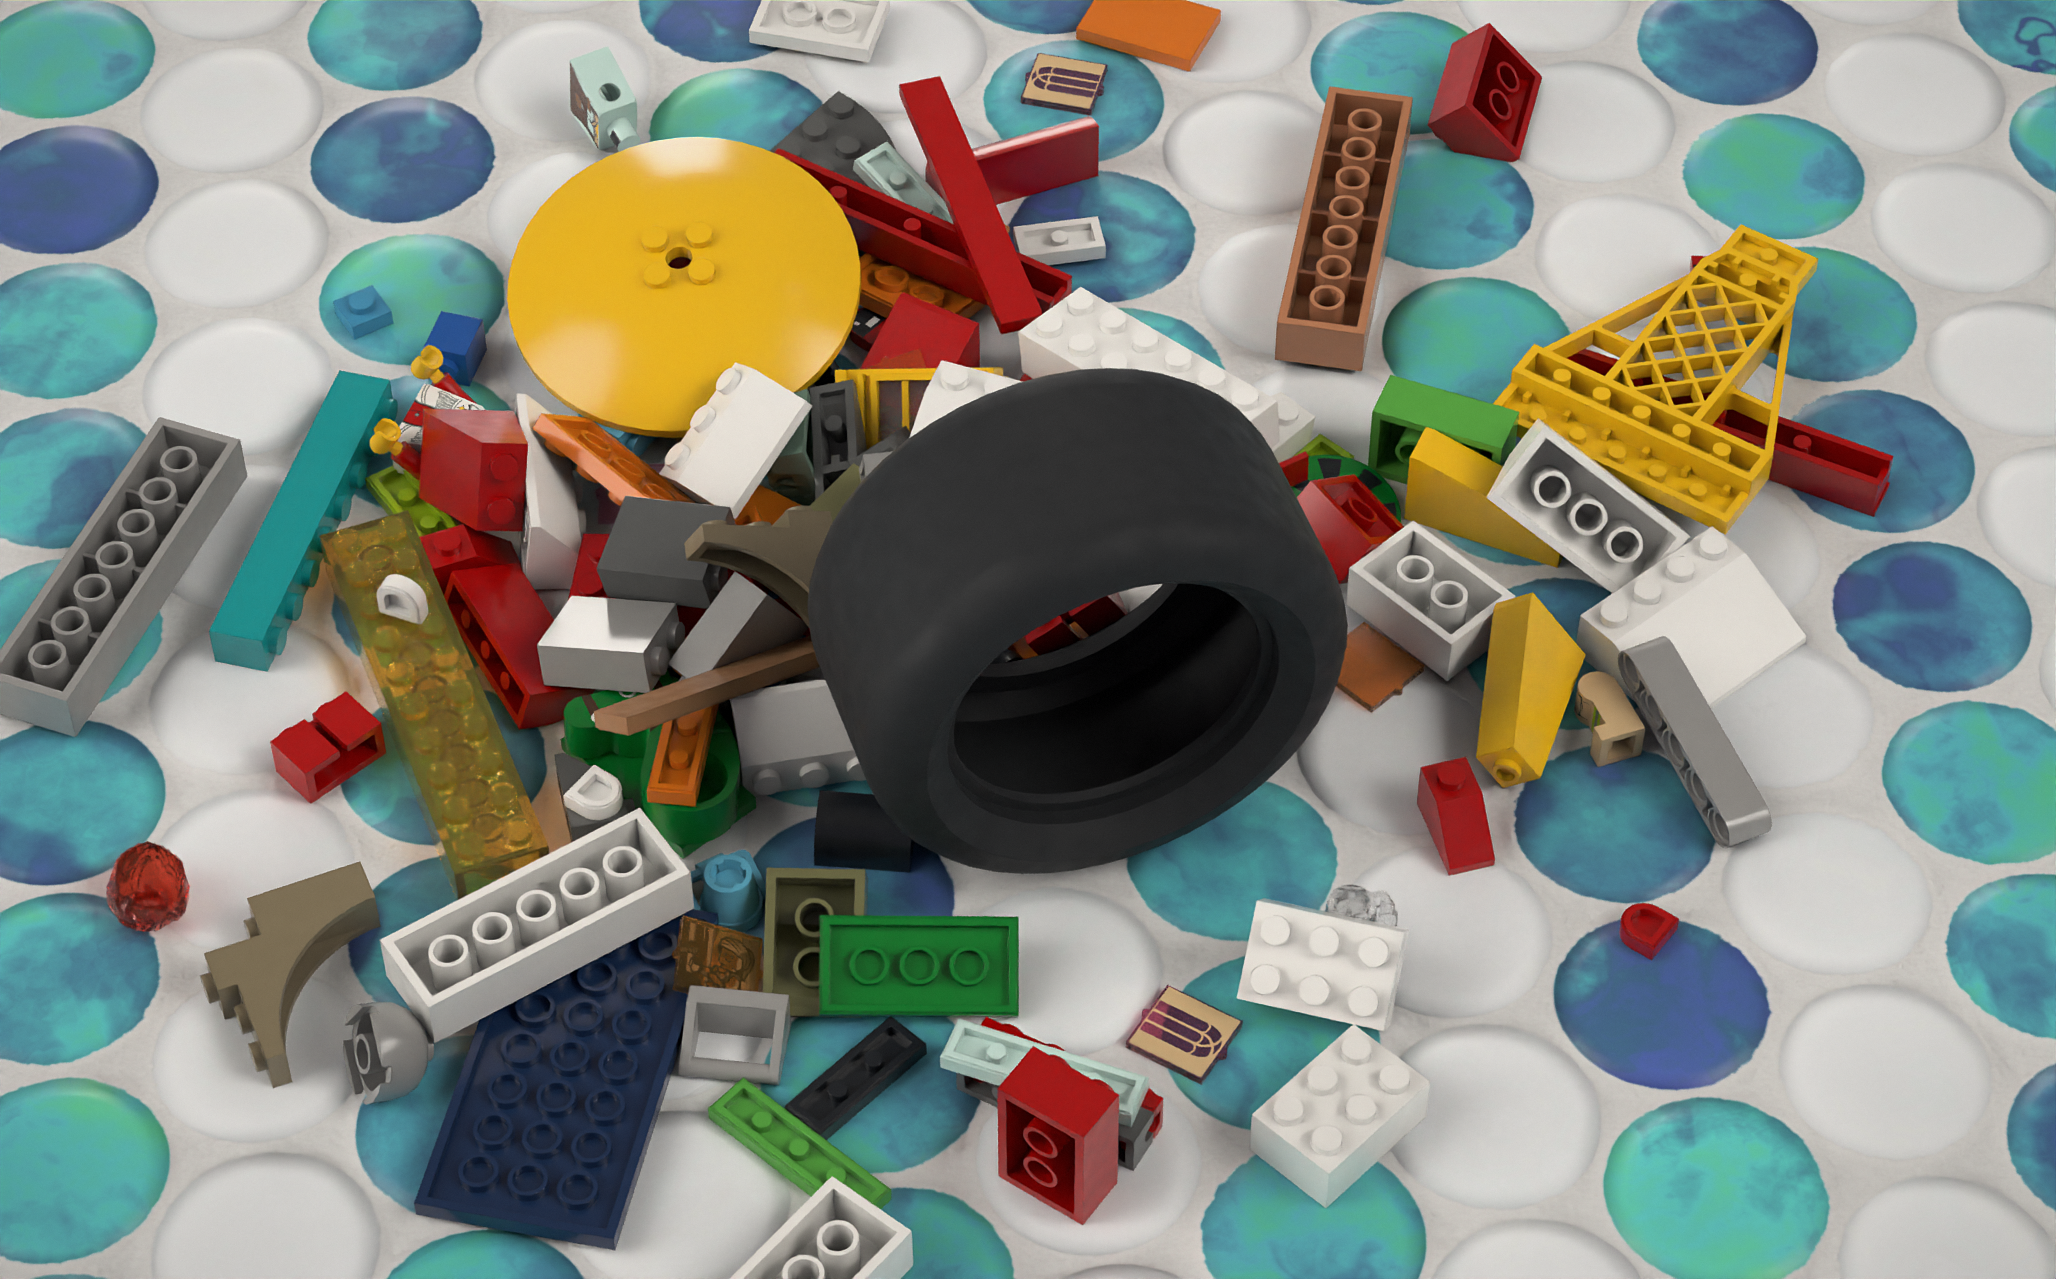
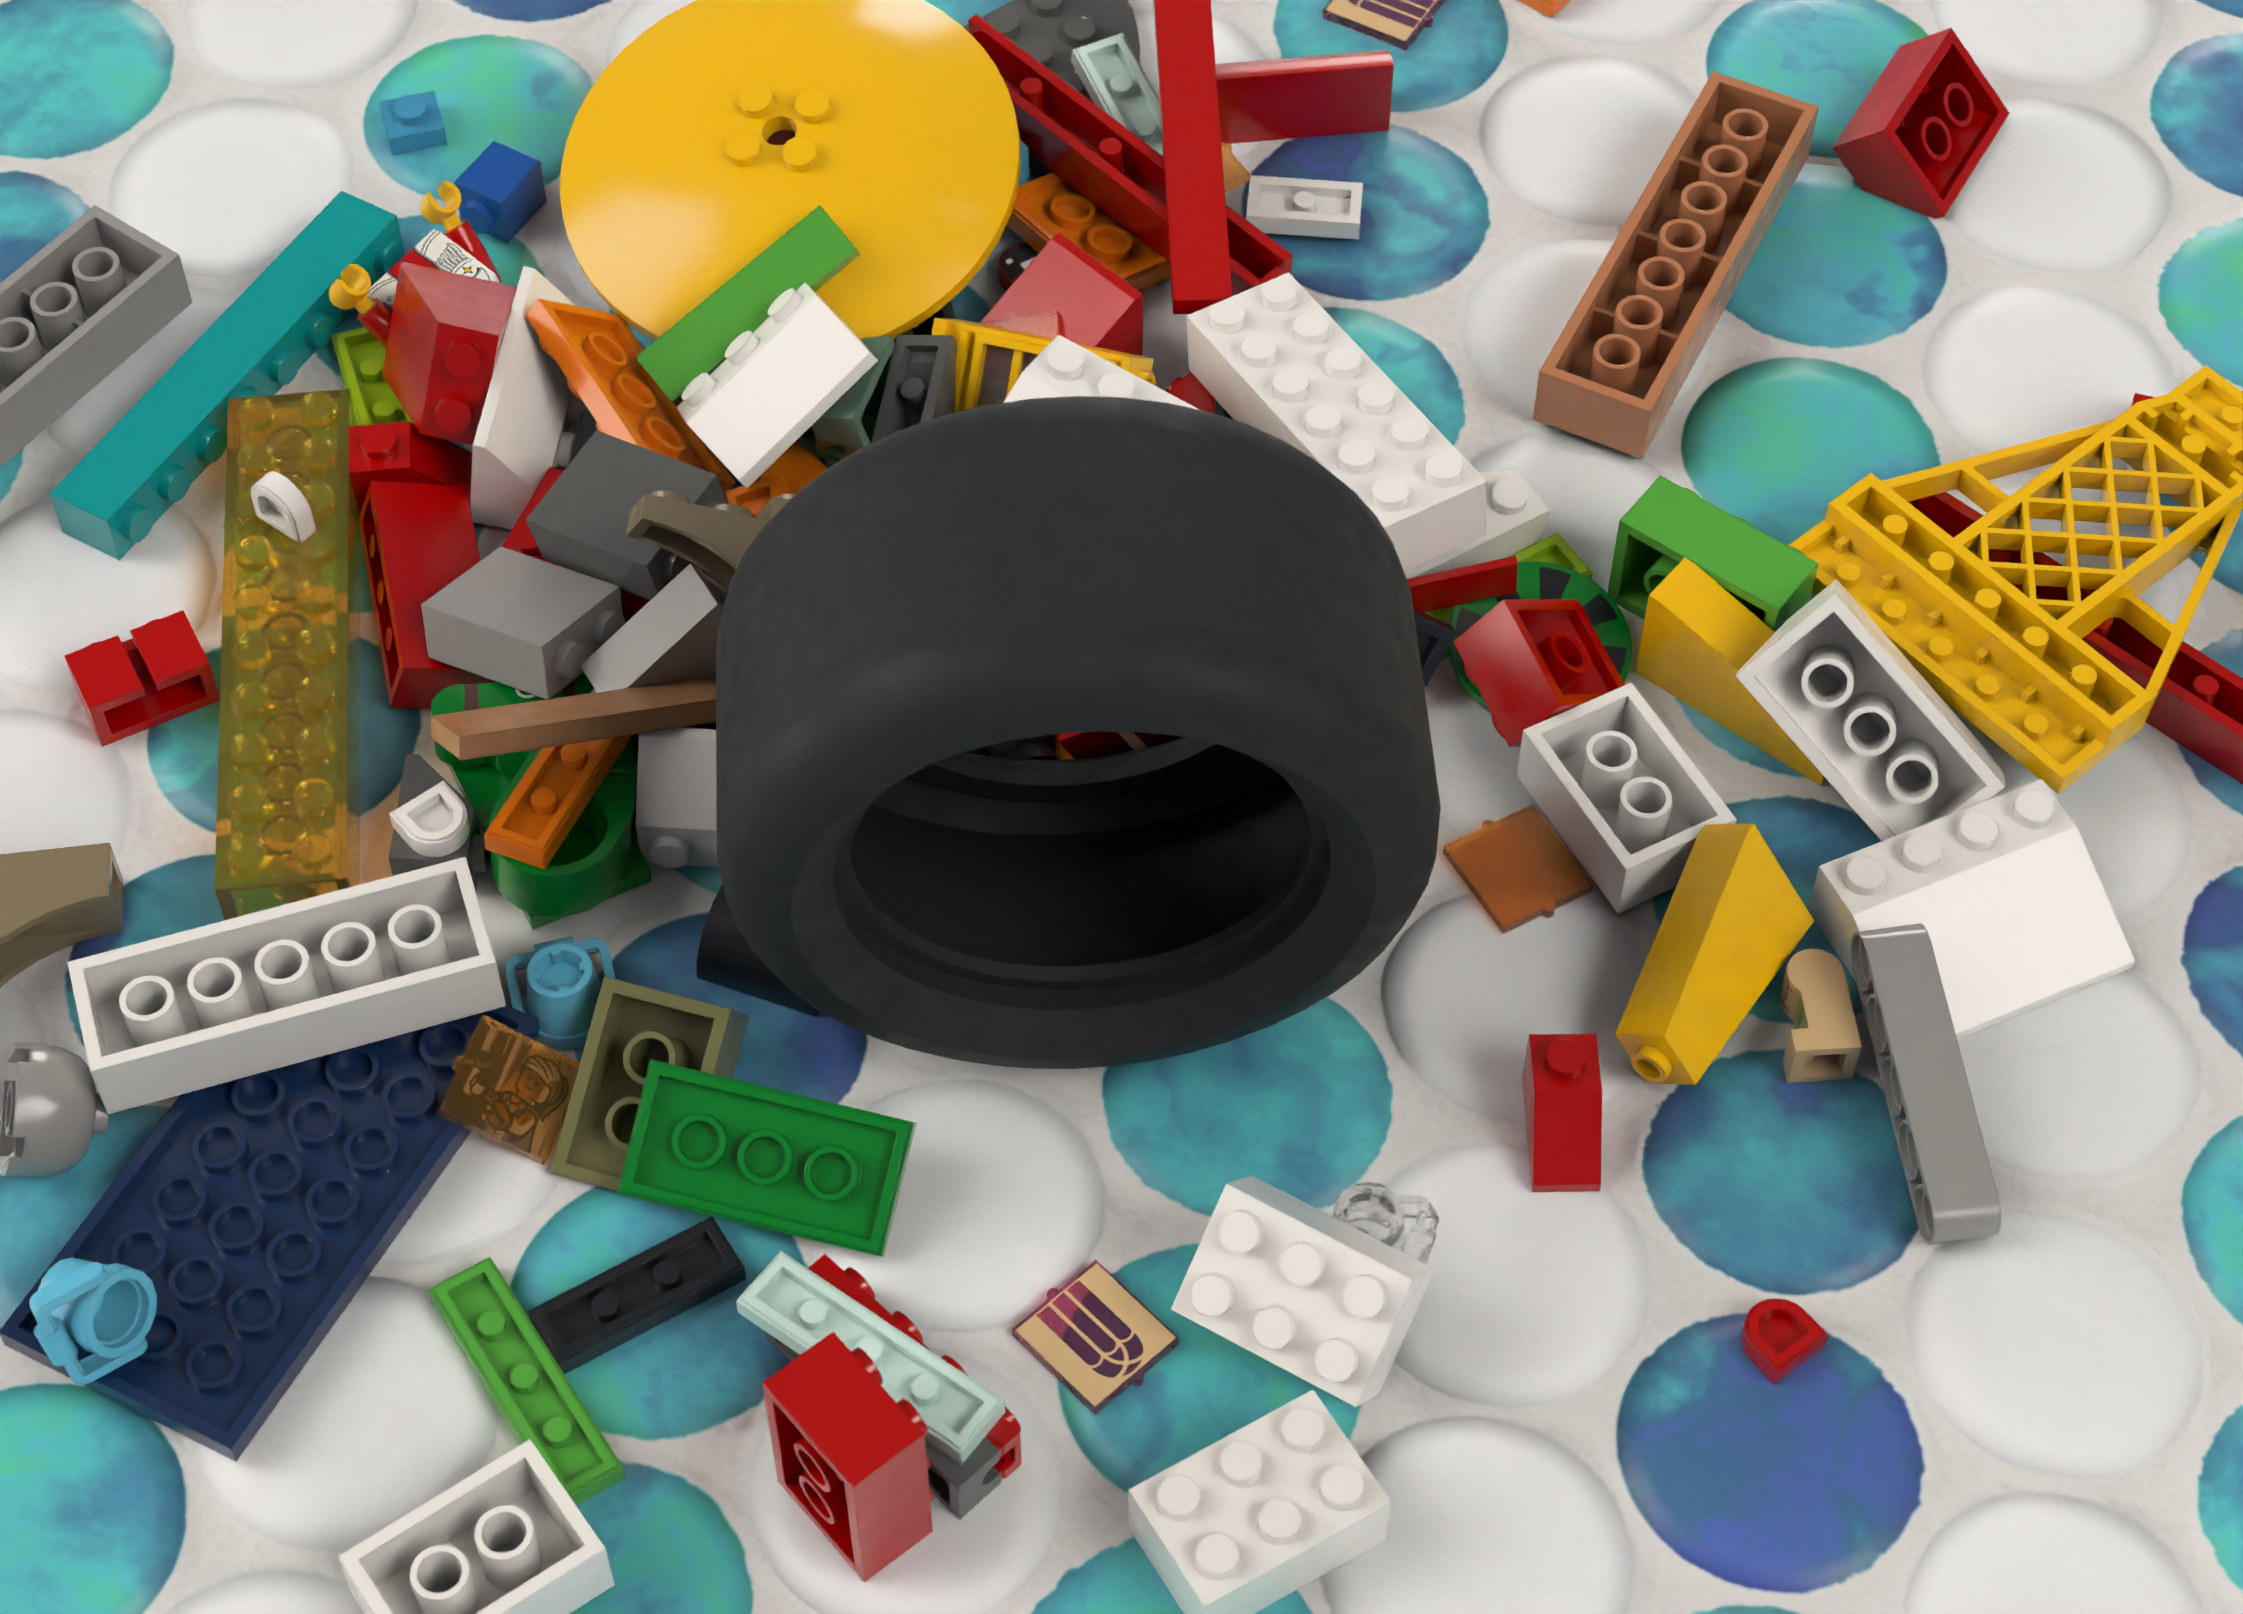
camera: 15 degrees right, 5 degrees up
(490, 1163) = (100, 1308): none -> medium azure piece
(670, 414) = (697, 343): none -> bright green tile
(735, 1014) = (513, 1166): light grey tile -> none

